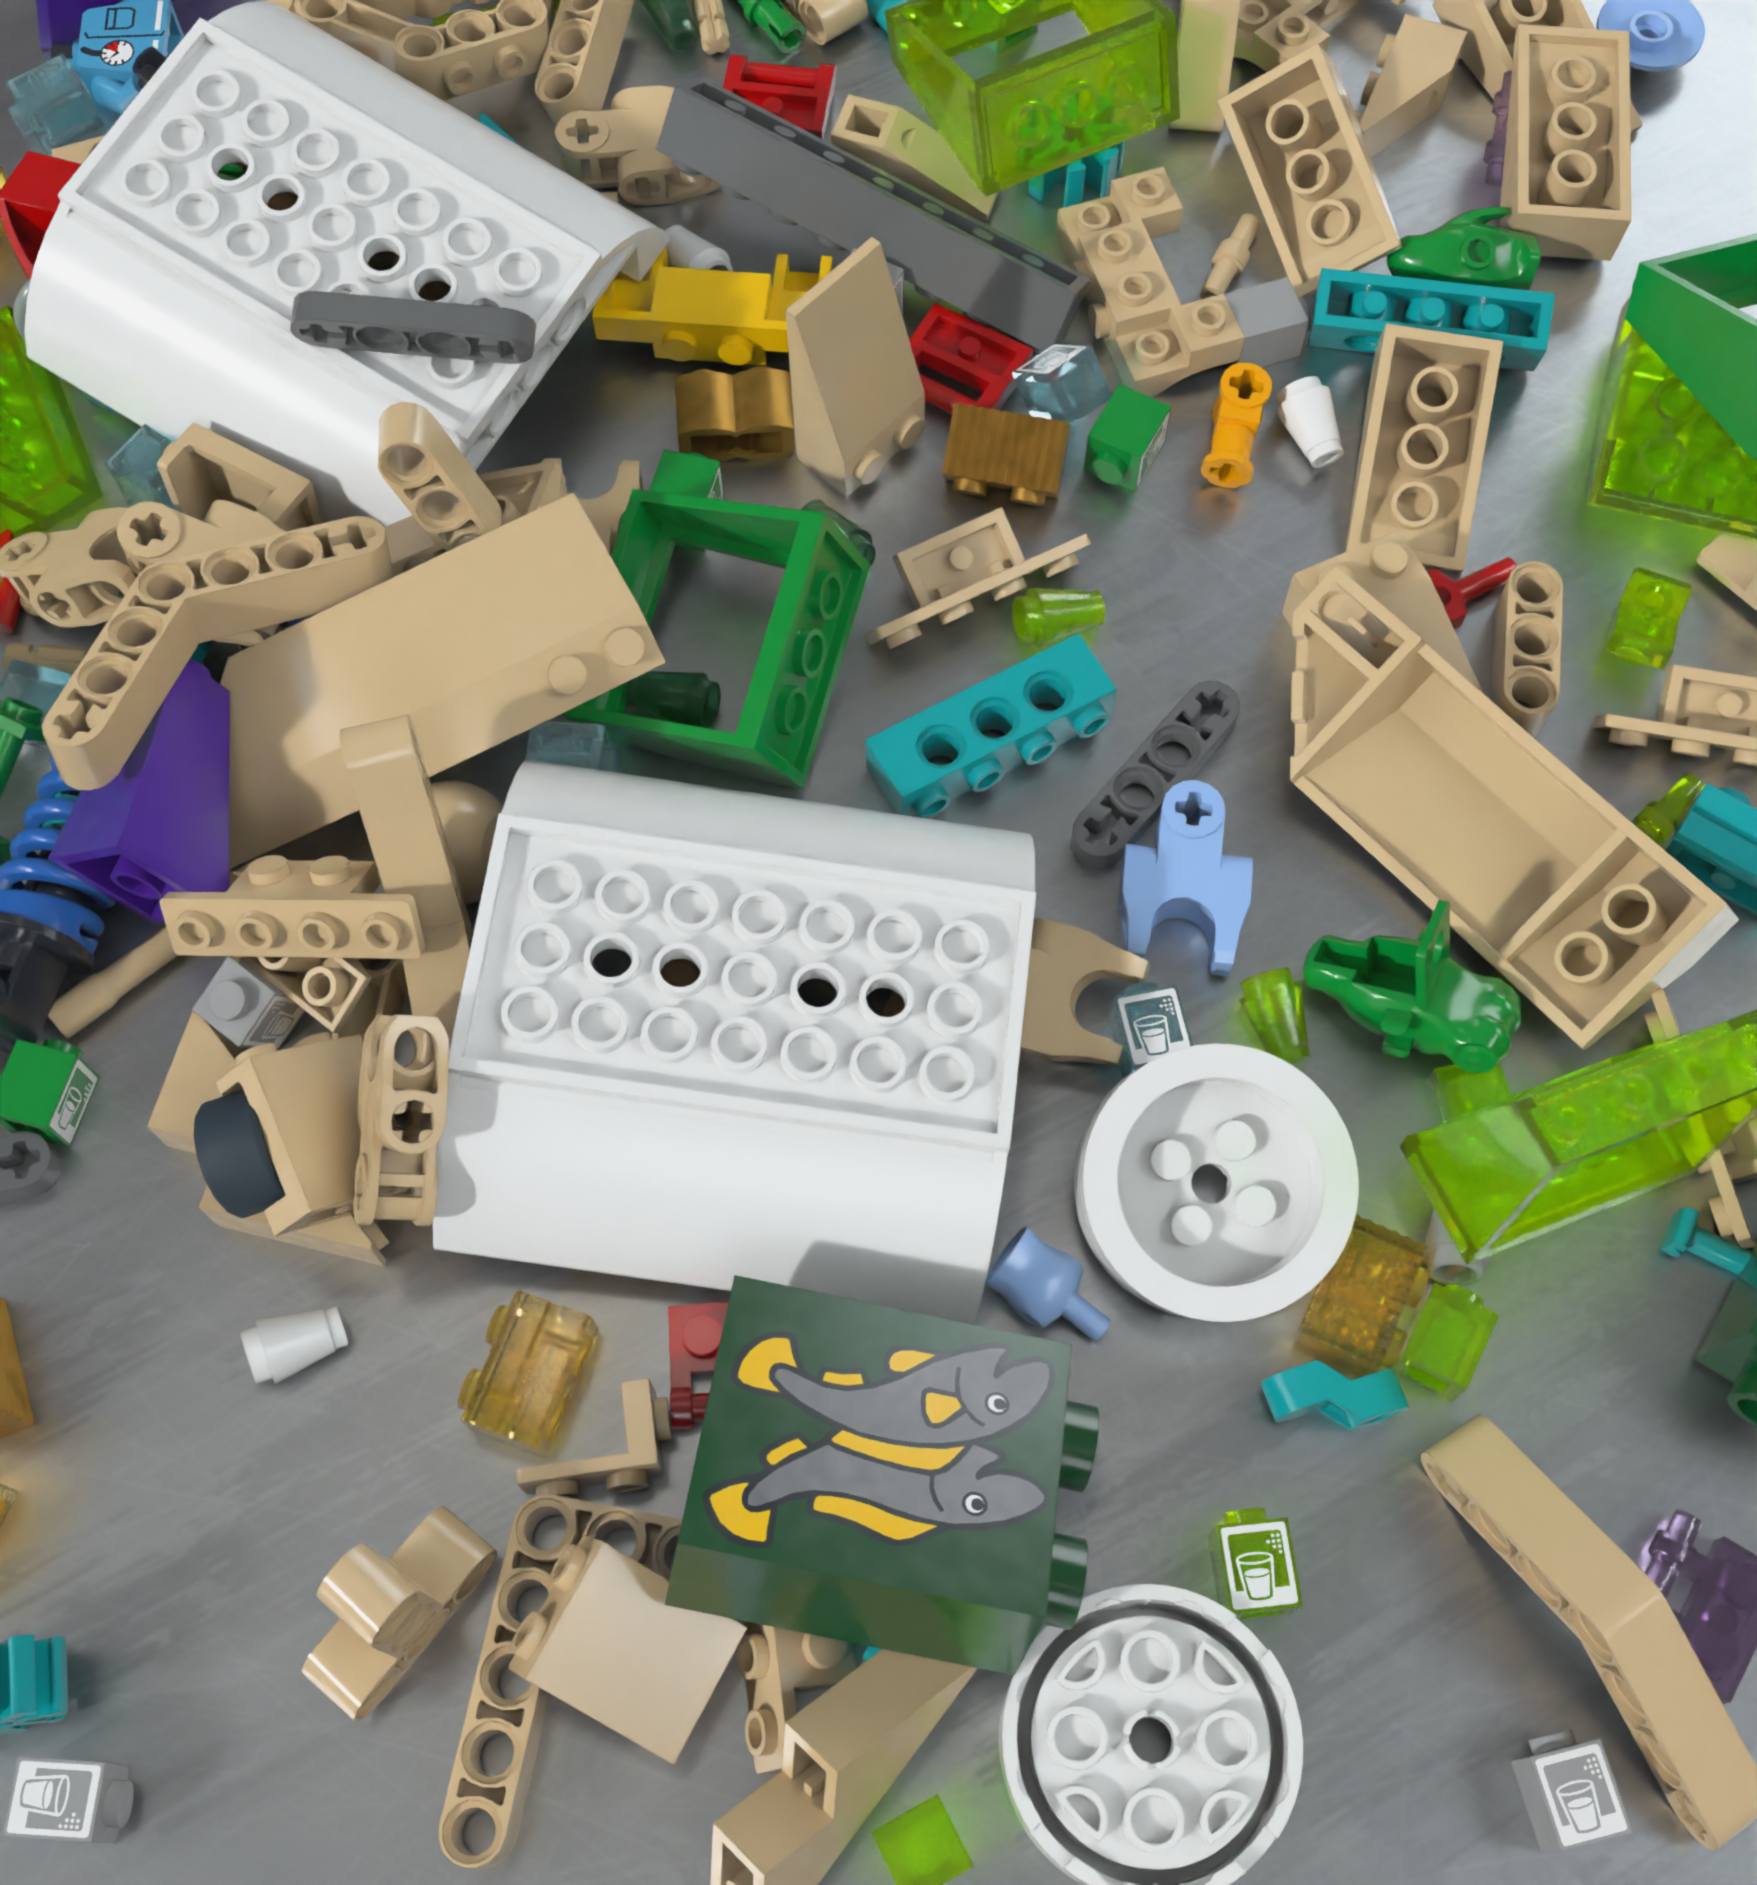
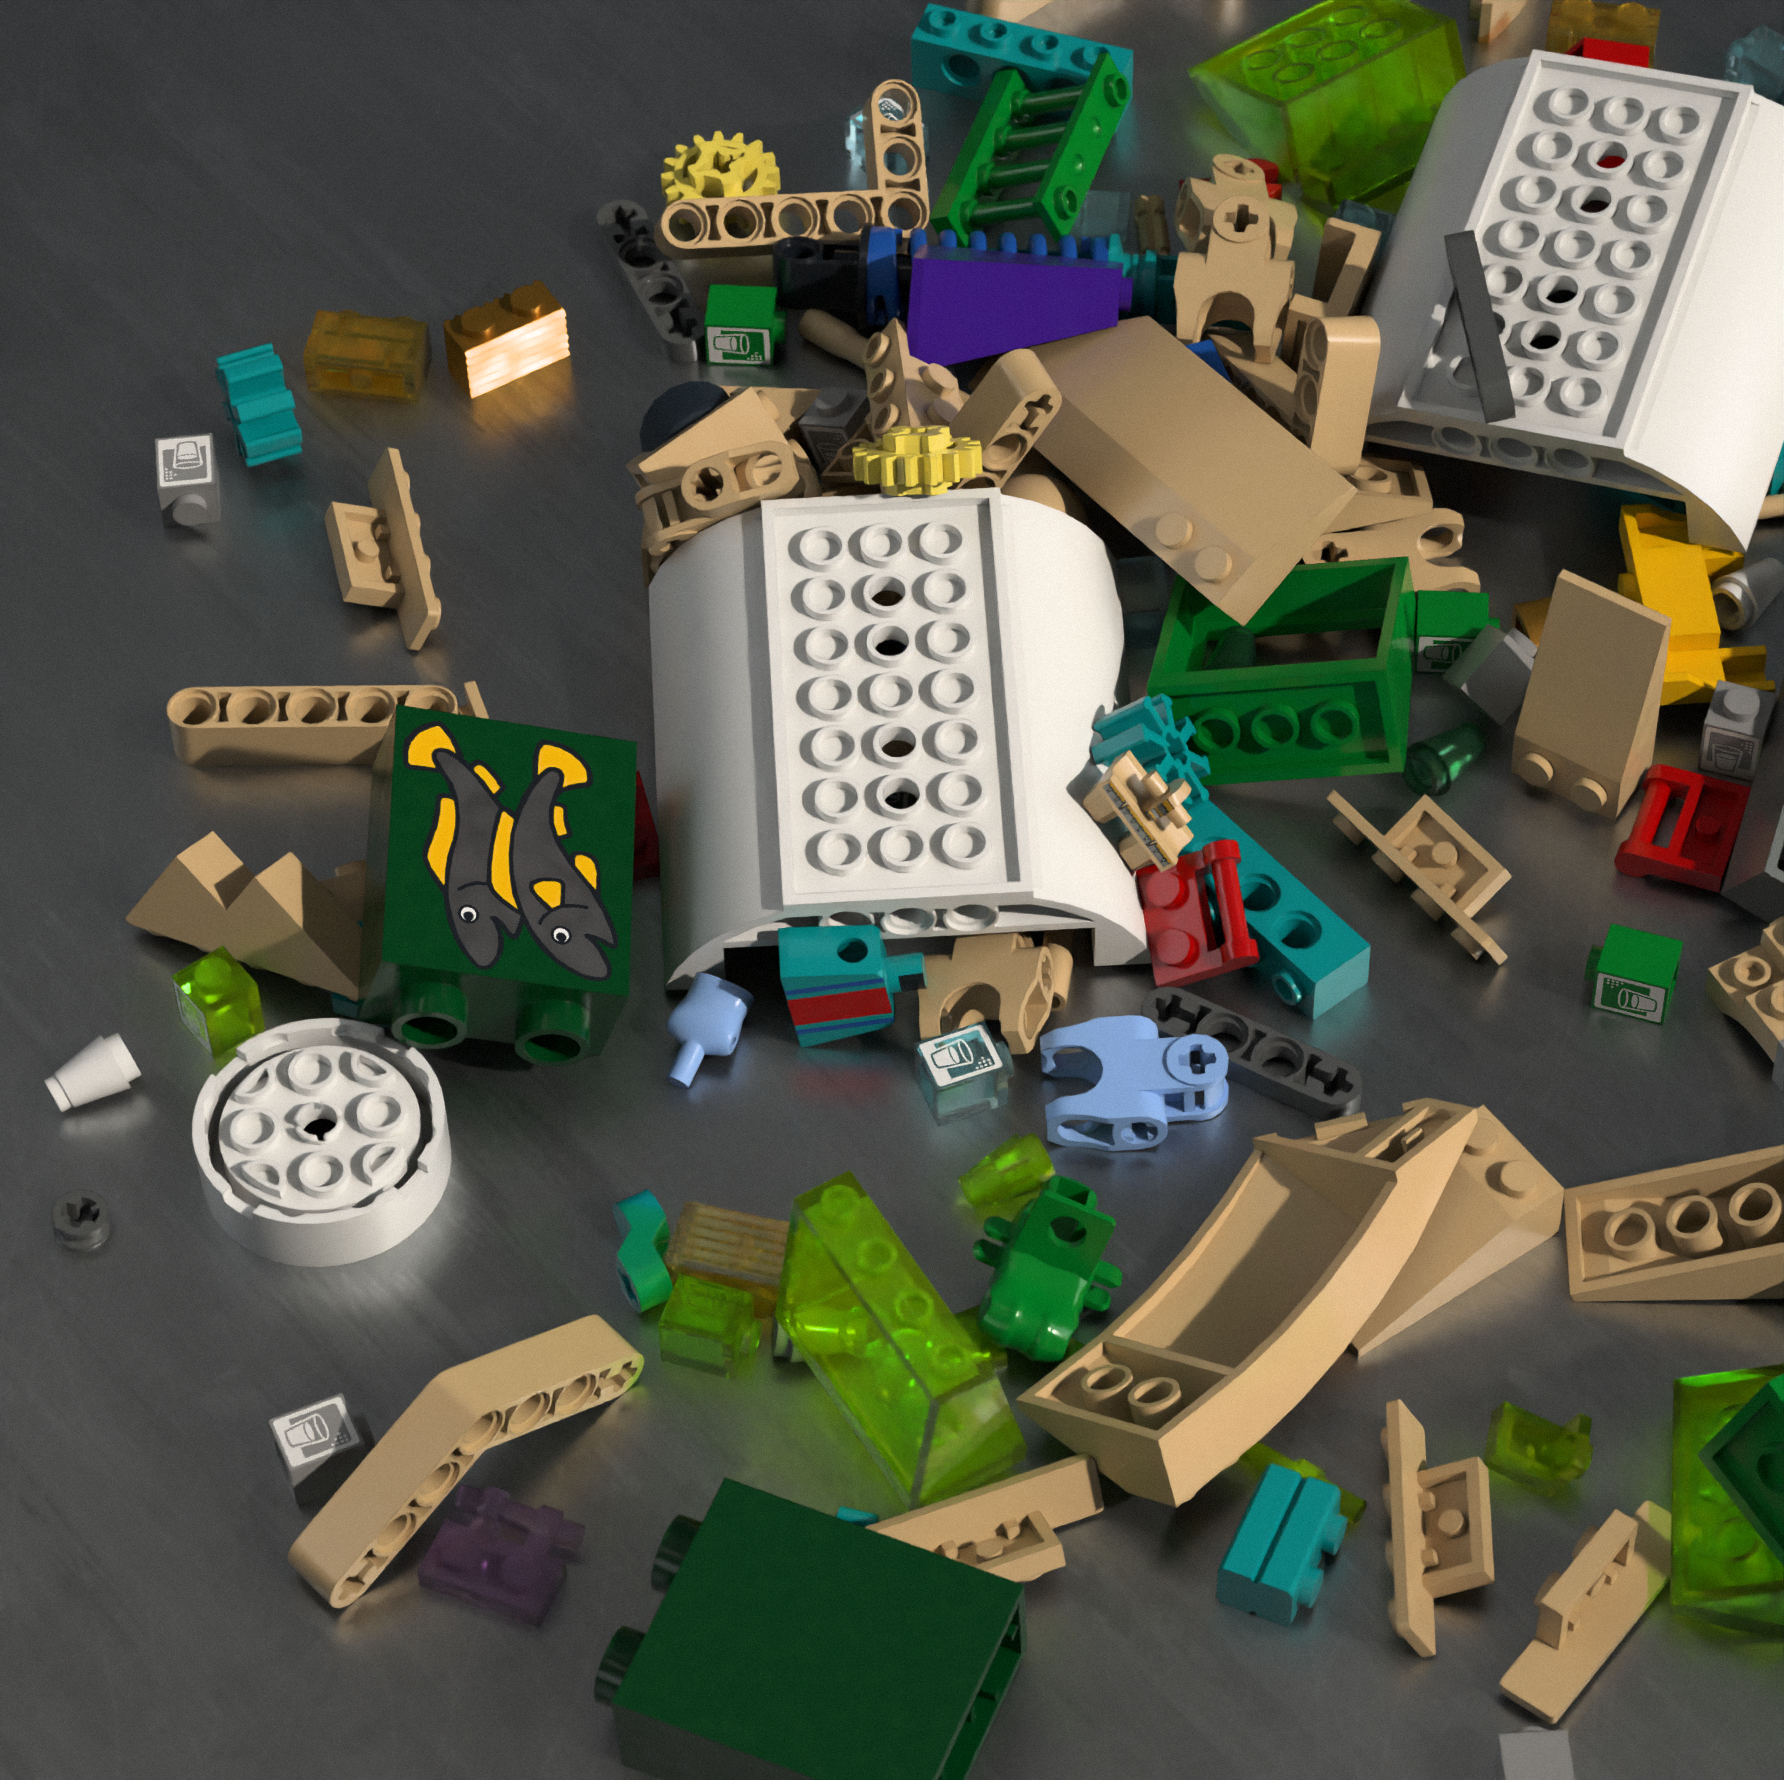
camera: 80 degrees right, 15 degrees down
(190, 603) = (1136, 243): tan beam -> none
(257, 1560) = (382, 553): none -> tan bracket
(291, 1342) = (561, 530): white cone -> none
(392, 1608) = (346, 625): tan beam -> none
(449, 885) = (917, 460): none -> light yellow gear
(528, 1373) = (561, 686): clear yellow brick -> none
(620, 1651) = (326, 770): tan panel -> none
(762, 462) = (1494, 672): none -> light grey brick
(830, 770) = (1155, 741): none -> teal gear
(920, 782) = (1147, 809): none -> tan hips
(1005, 453) = (1579, 872): pearl gold brick -> none
(1009, 796) = (1181, 921): none -> red plate
(1044, 1142) = (843, 980): none -> teal torso
(1055, 614) = (1407, 945): clear neon green cone -> none
(1063, 383) = (1676, 901): clear light blue brick -> none
(1236, 420) = (1686, 1065): light orange connector -> none
(1254, 1565) = (480, 1203): clear neon green brick -> none
(1284, 1198) = (803, 1056): white brick -> none
(1311, 420) = (1715, 1131): white cone -> none
(1456, 593) = (1539, 1290): red bar -> none
(1532, 628) = (1445, 1359): tan beam -> none

